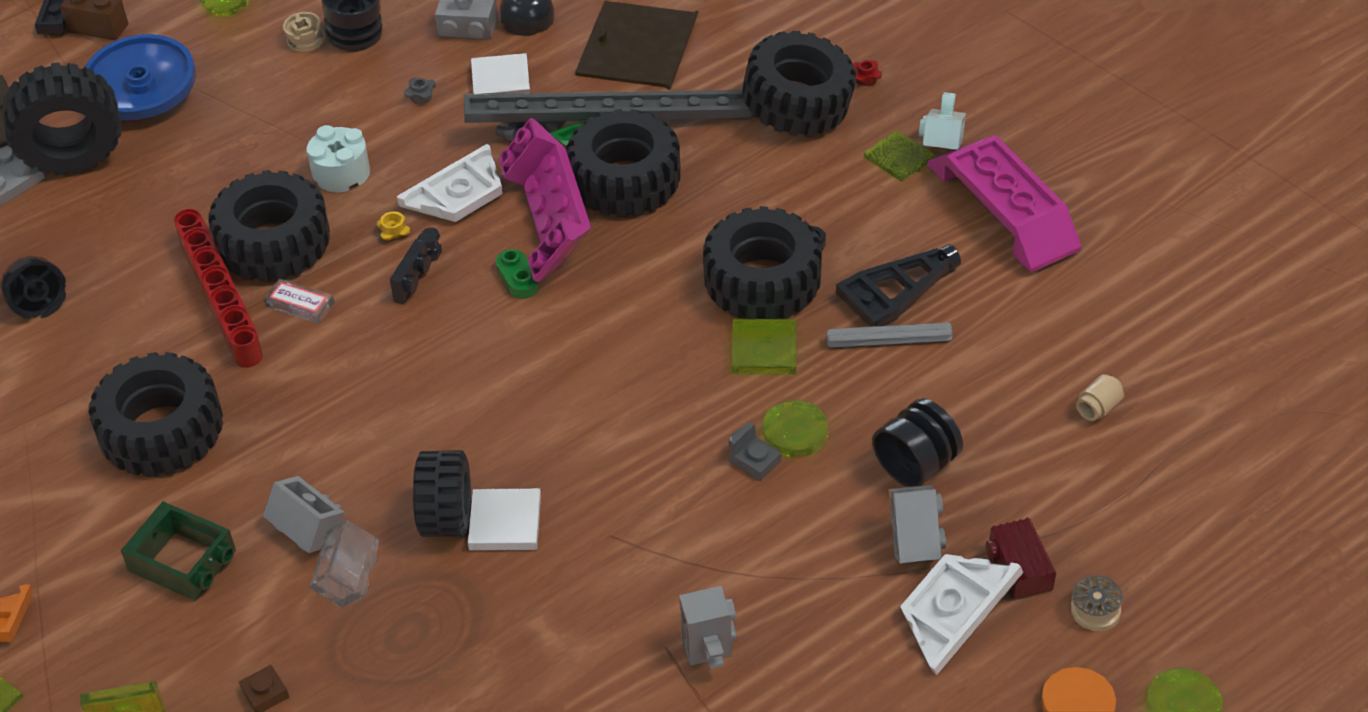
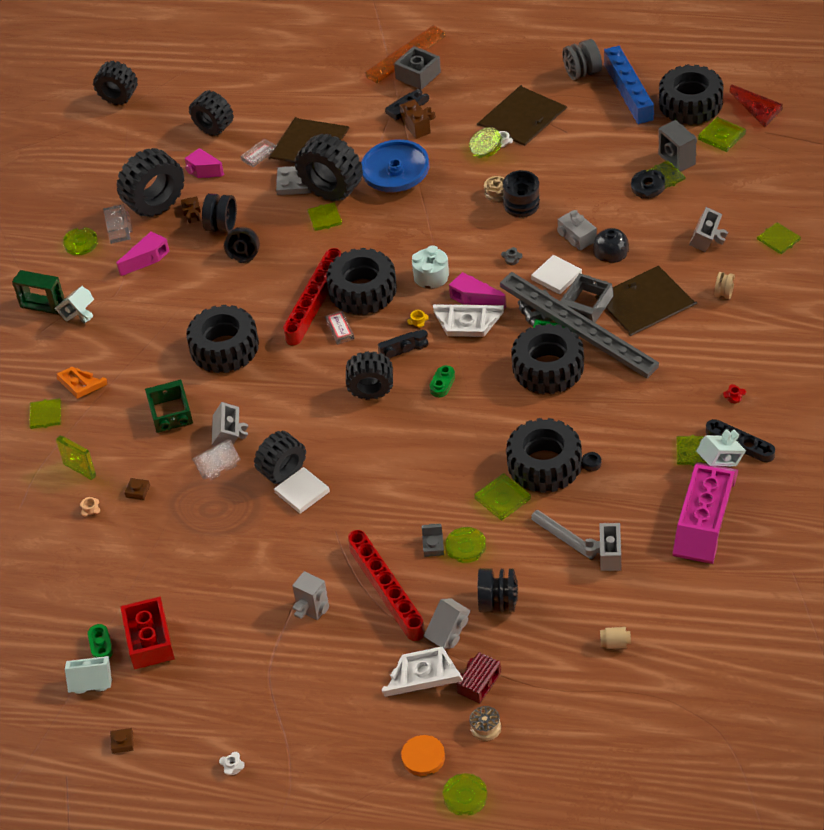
camera: 50 degrees right, 0 degrees up
(103, 192) = (324, 216): none -> clear neon green piece
(430, 152) = (474, 292): none -> dark pink slope
(432, 319) = (369, 375): none -> black tyre
(552, 193) = (506, 329): dark pink slope -> none
(583, 55) = (588, 284): none -> dark grey window
(770, 543) = (386, 585): none -> red beam
(795, 106) = (675, 394): black tyre -> none
(878, 309) = (575, 508): black plate -> none
(895, 116) = (716, 428): none -> black beam
(966, 306) = (608, 547): none -> light grey brick

